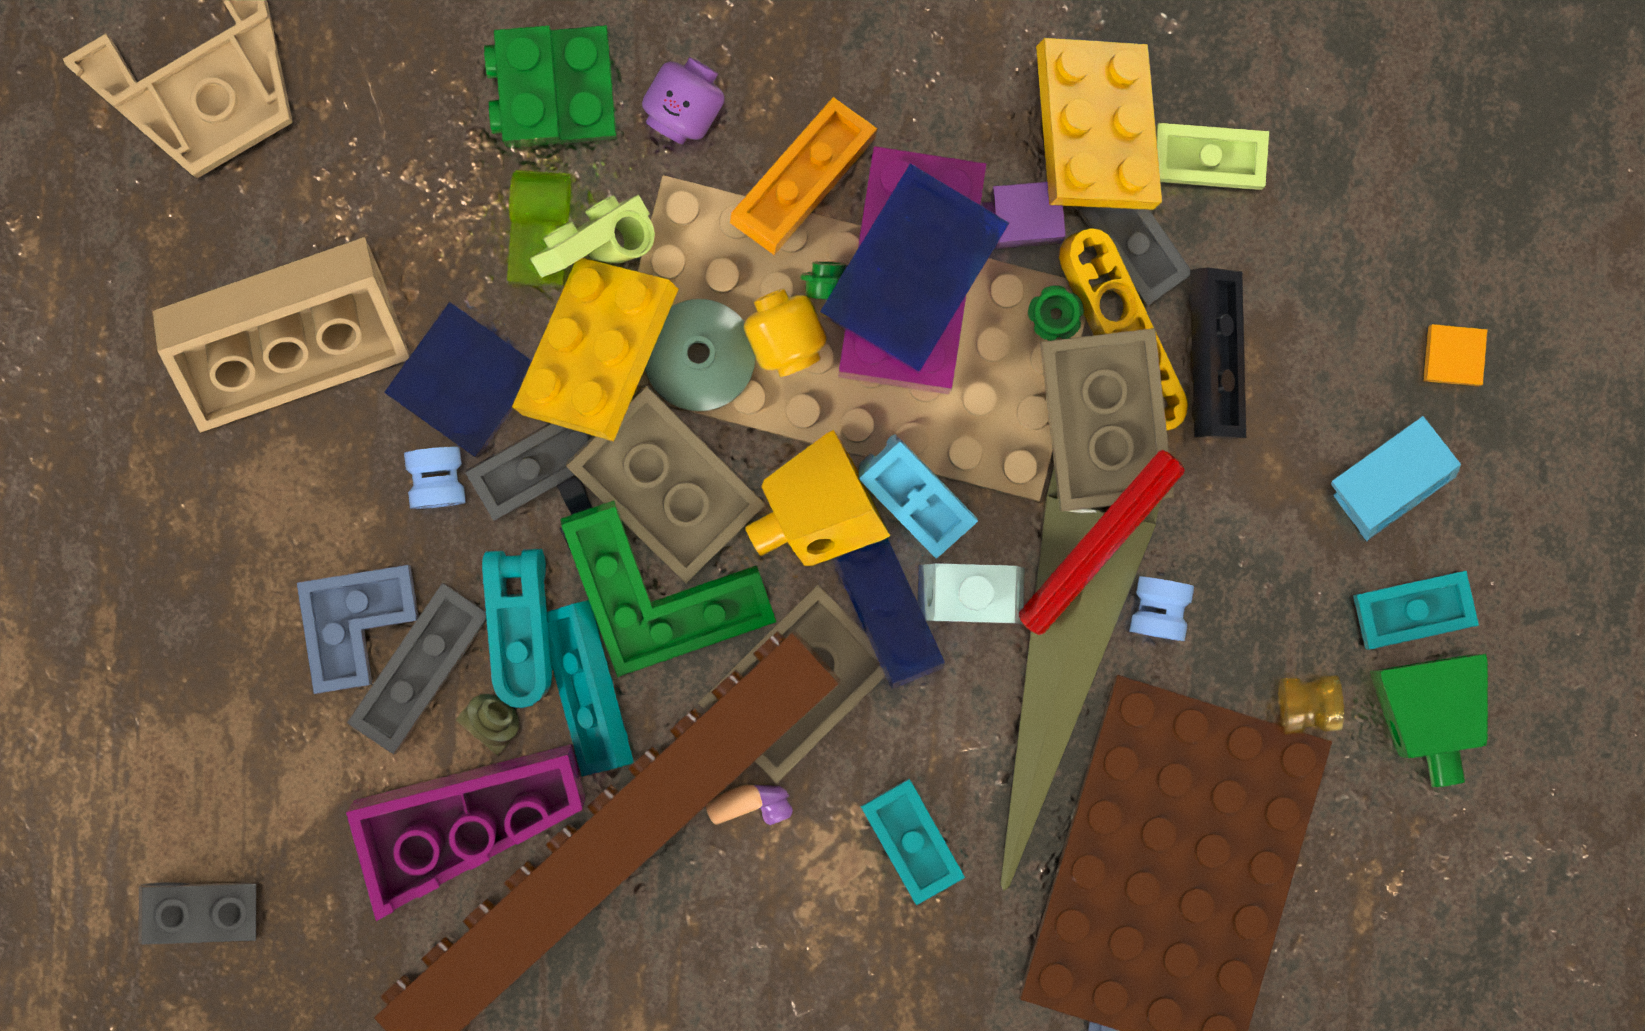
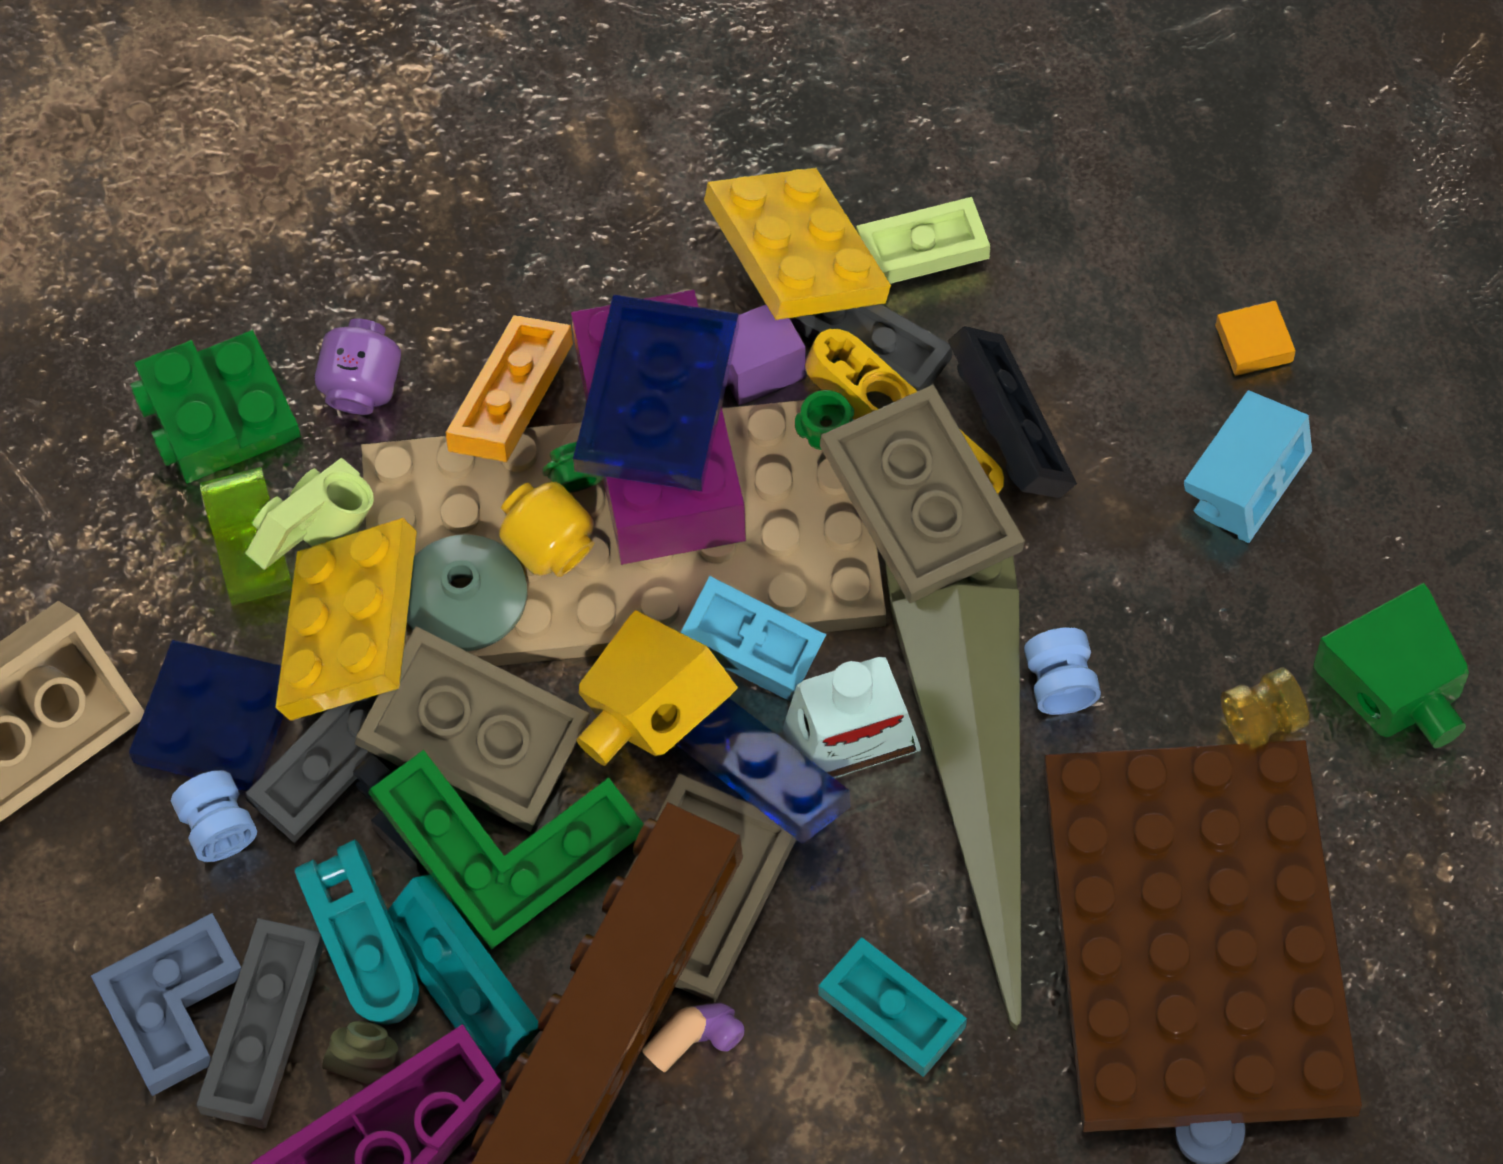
camera: 15 degrees left, 25 degrees down
(1101, 542) = (966, 609): red axle -> none
(1415, 610) = (1331, 581): teal plate -> none

